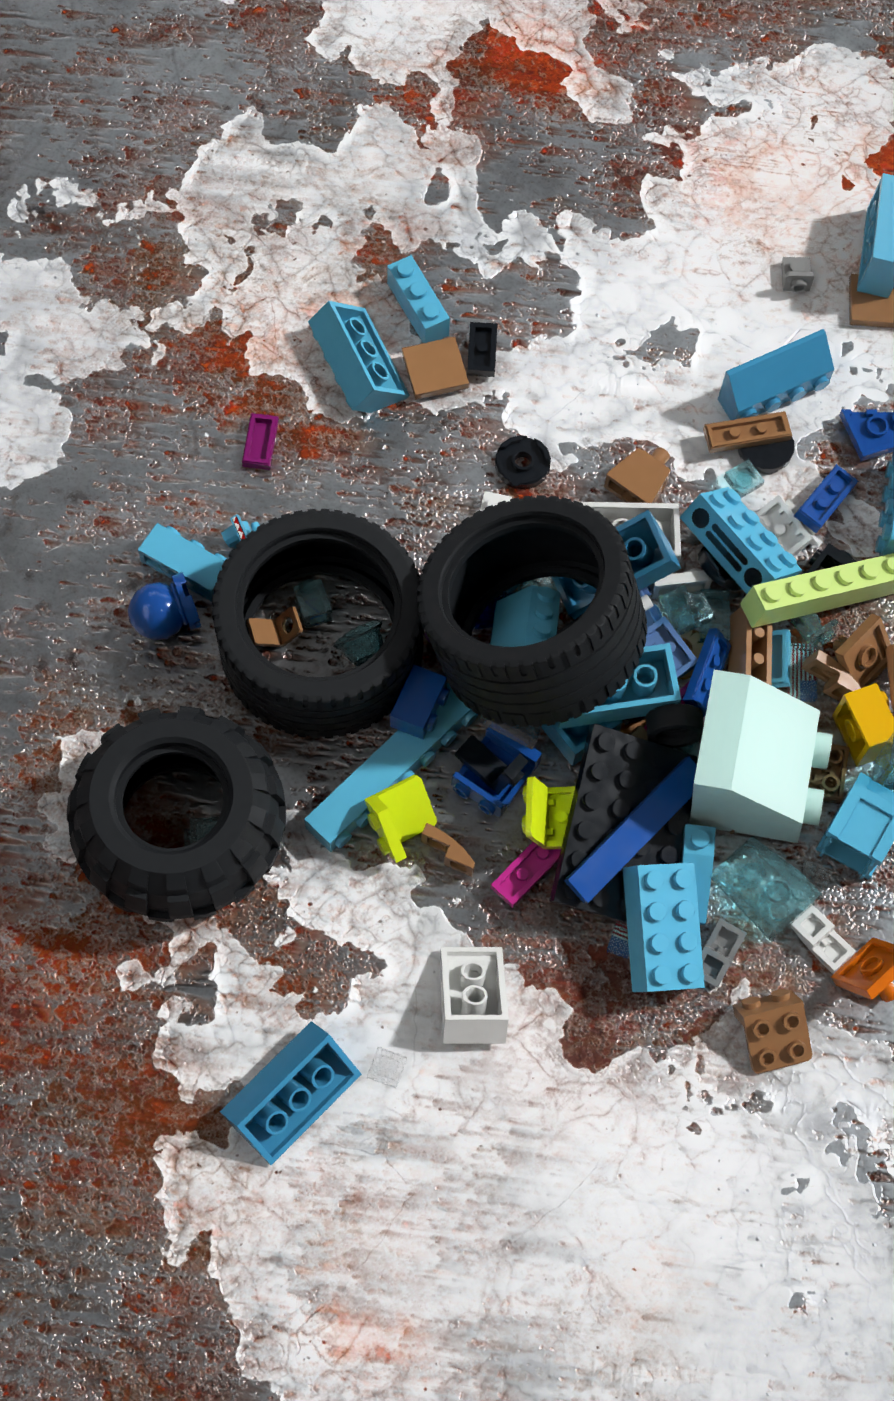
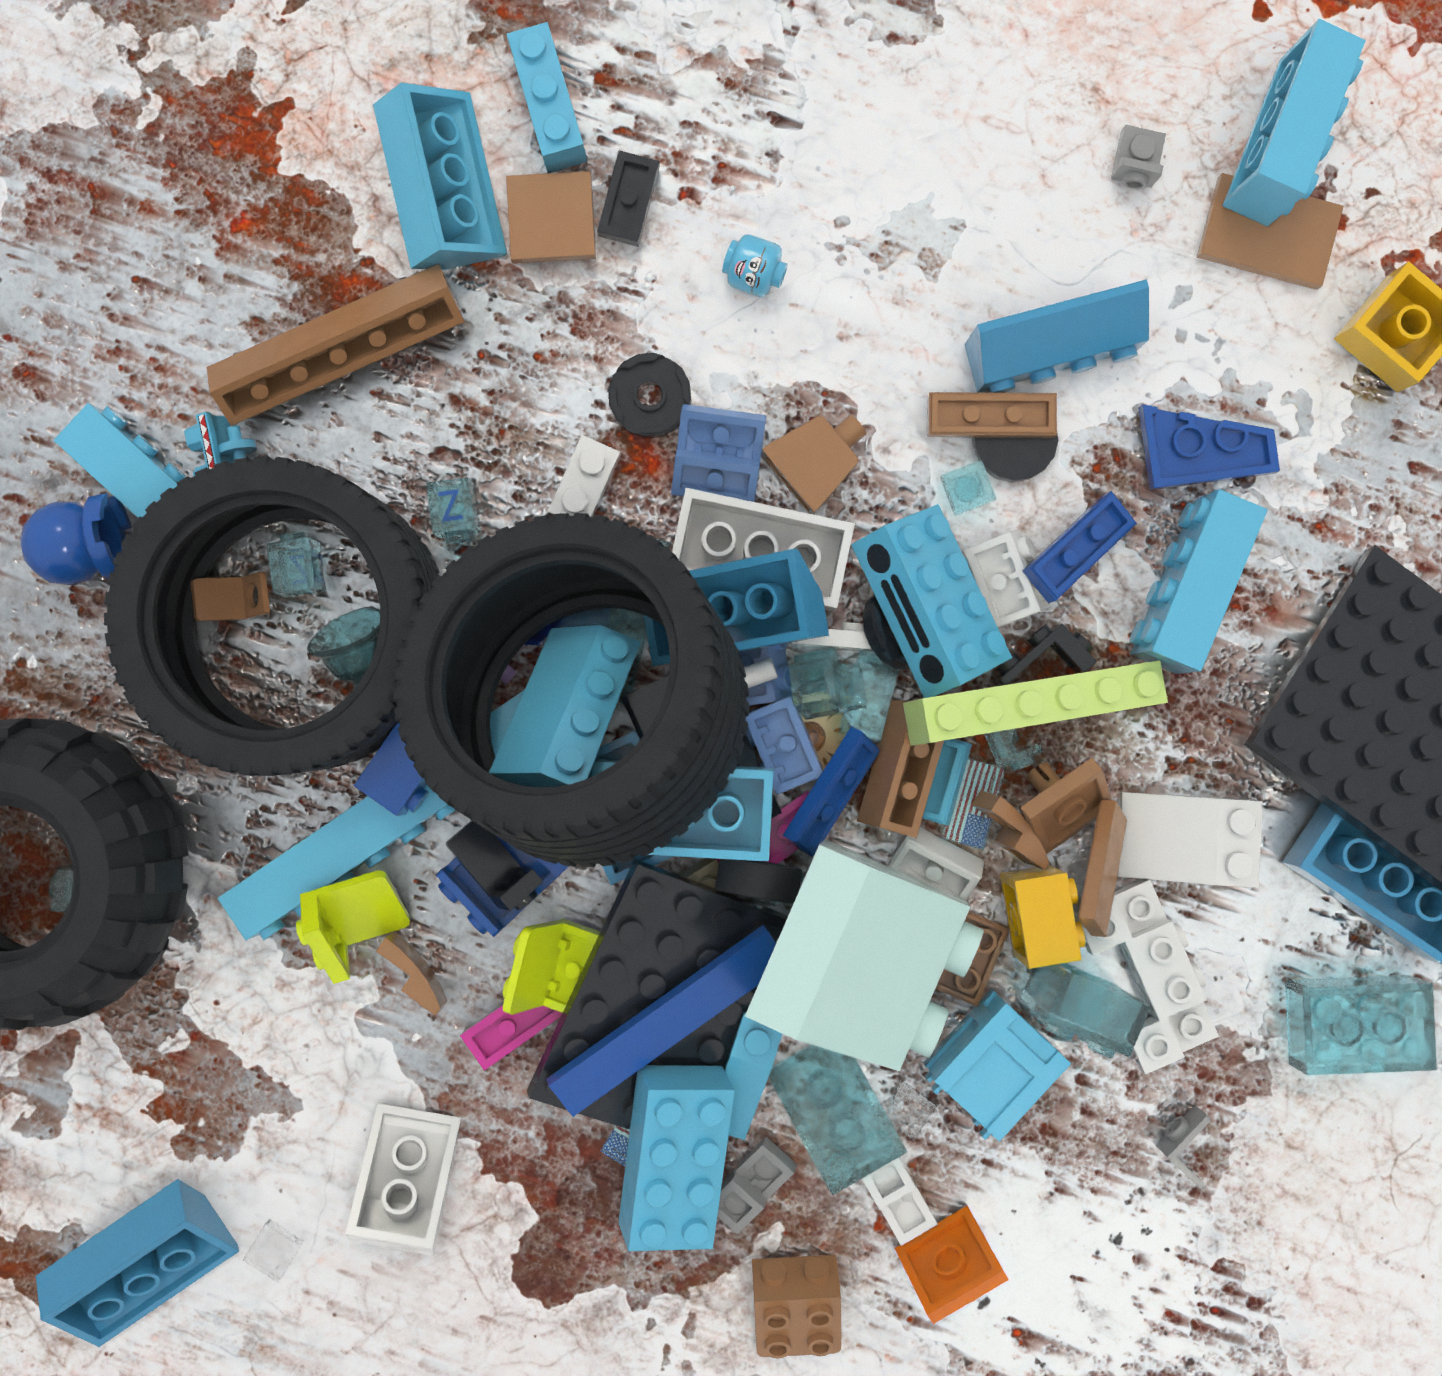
camera: 15 degrees right, 20 degrees up
(260, 441) = (272, 288): magenta tile -> none
(312, 462) = (334, 345): none -> medium nougat brick
(414, 542) = (453, 509): none -> clear light blue brick
(573, 372) = (754, 265): none -> medium azure head
(577, 479) = (718, 452): none -> medium blue slope

